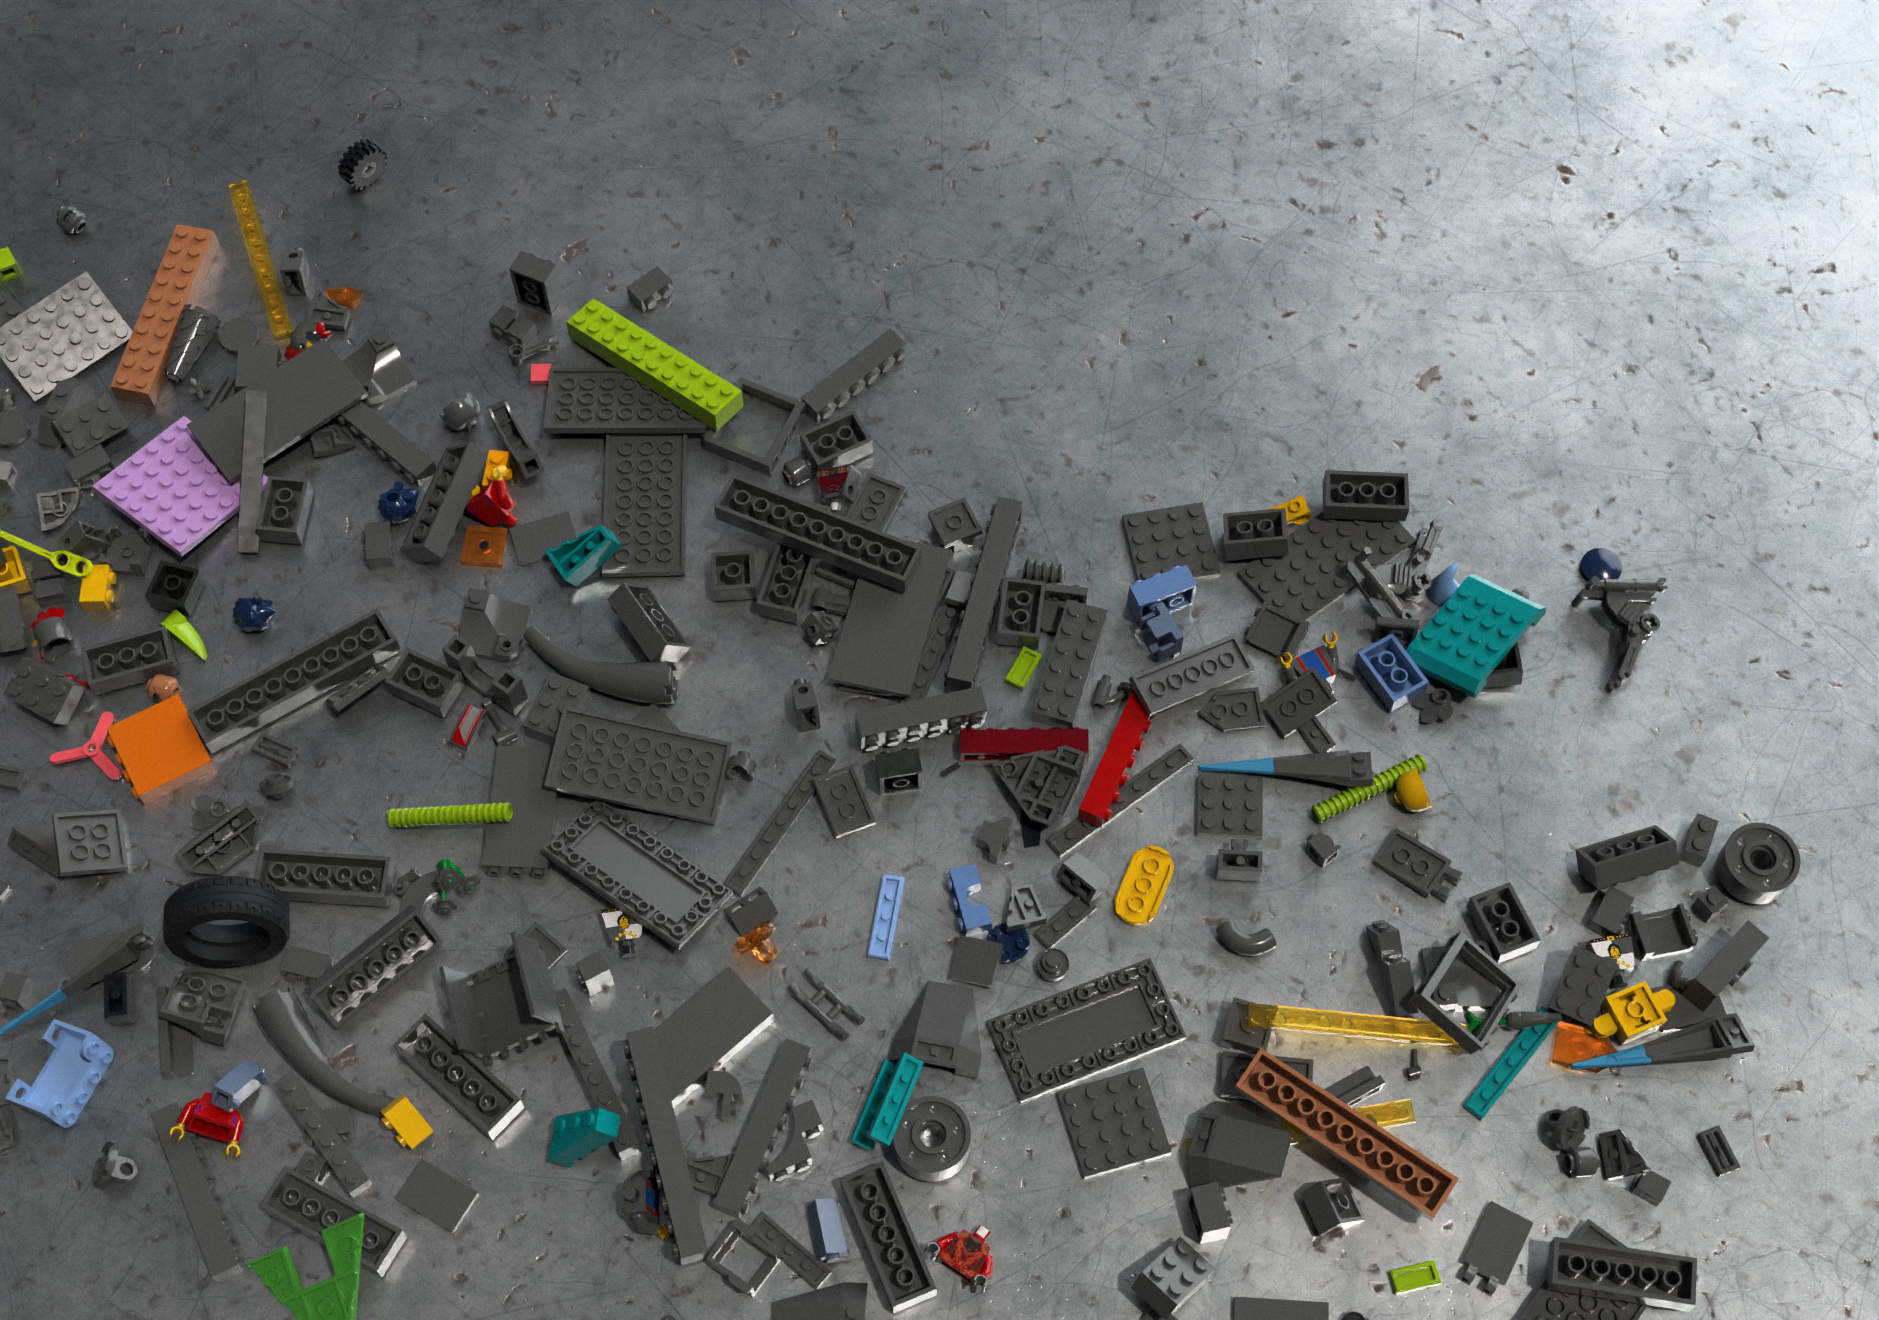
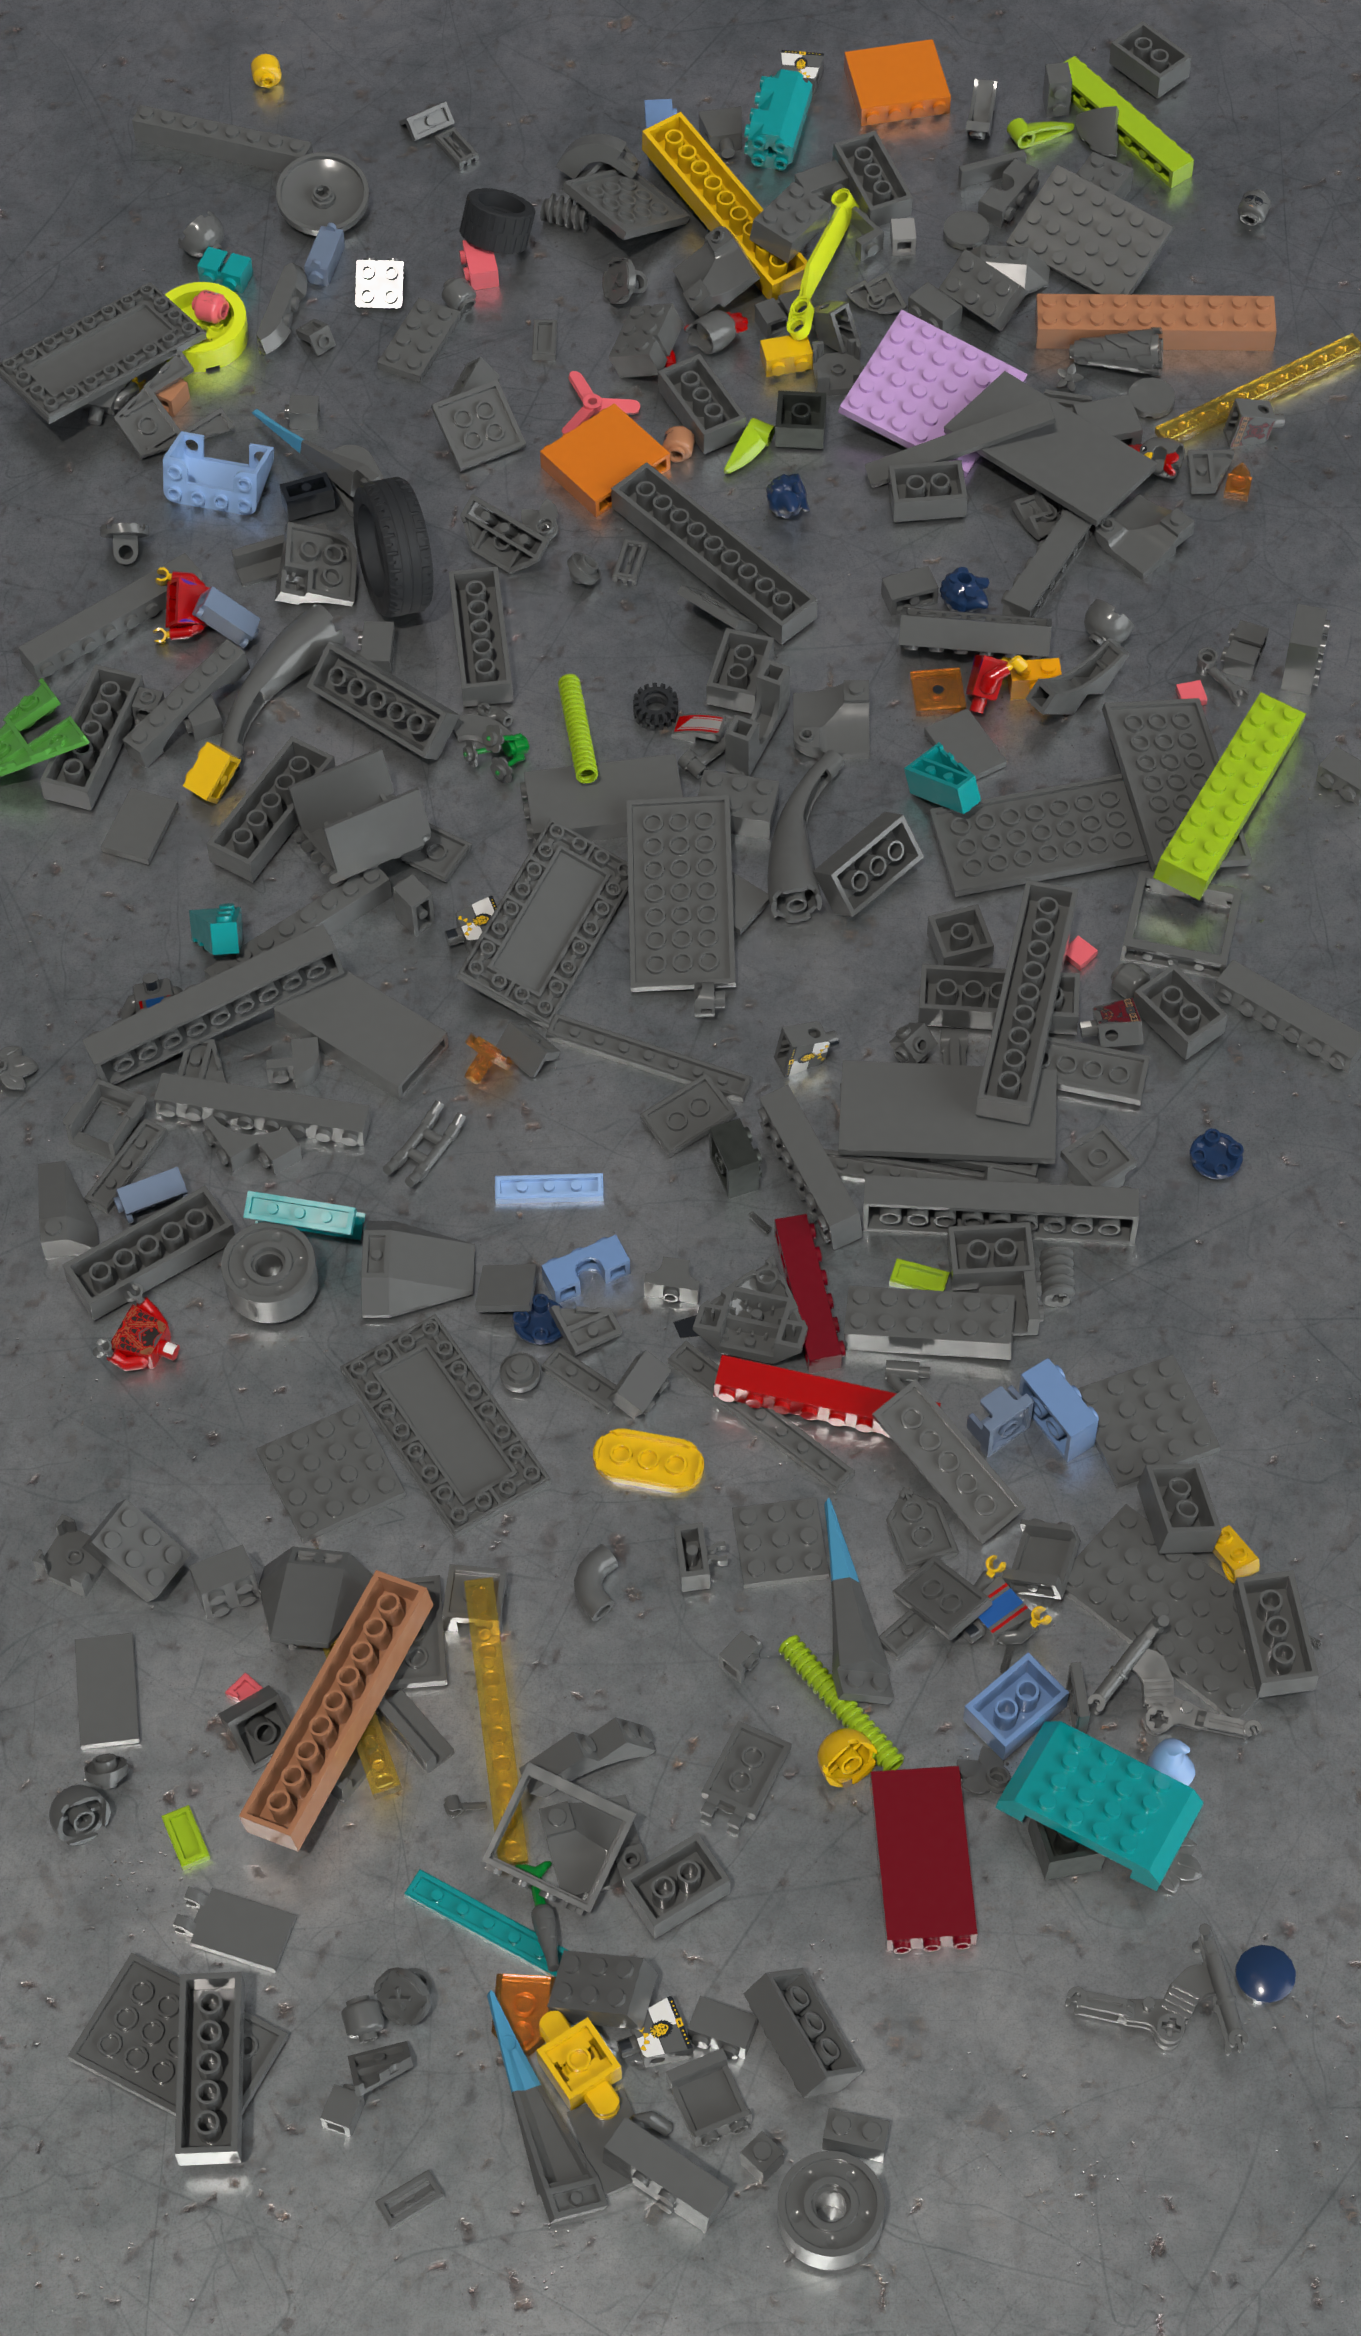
camera: 80 degrees right, 5 degrees down
(432, 745) = (655, 718): none -> black tyre
(961, 450) = (1216, 1154): none -> dark blue dish
(1294, 1215) = (242, 1688): none -> coral tile
(1497, 757) = (923, 1859): none -> dark red brick

